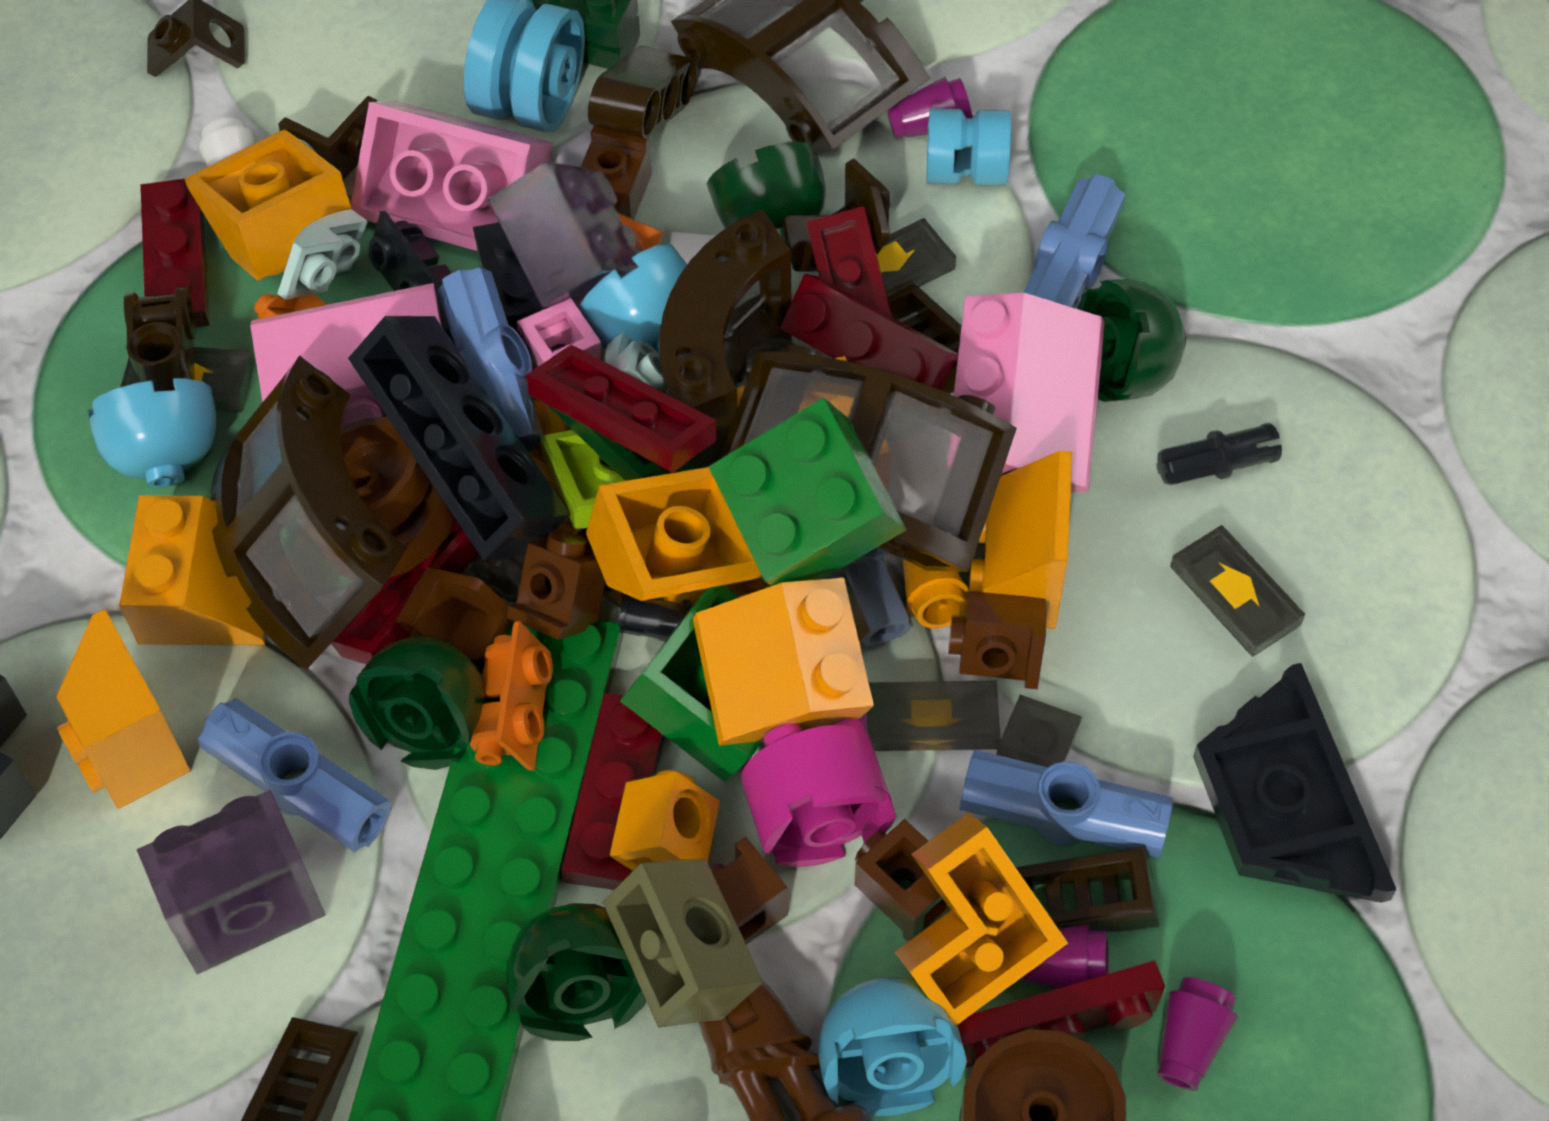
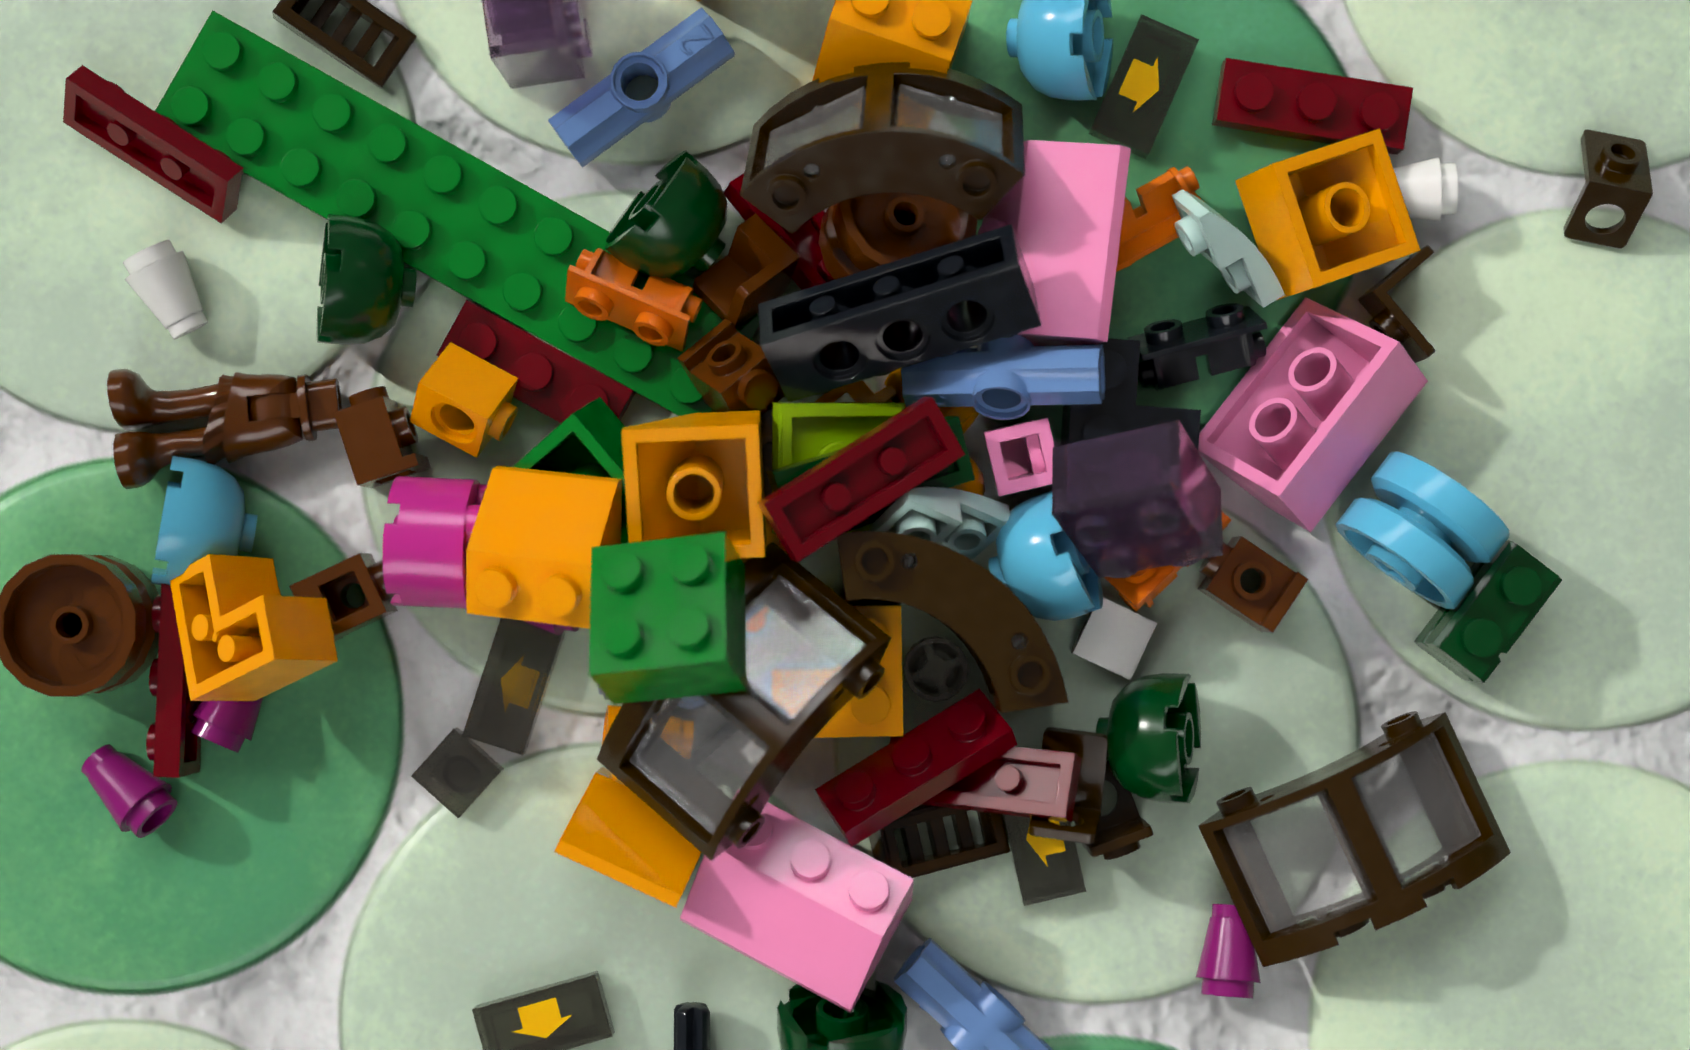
camera: 105 degrees right, 30 degrees up
(161, 337) = (1188, 63): dark brown piece -> none
(642, 91) = (1339, 646): dark brown beam -> none
(682, 942) = (275, 362): olive brick -> none
(989, 149) = (1154, 972): medium azure wheel -> none
(1000, 637) = (551, 772): reddish brown brick -> none
(1025, 792) = (346, 797): medium blue piece -> none
(1105, 867) = (304, 780): dark brown slope -> none
(1290, 798) = (319, 972): black wing -> none

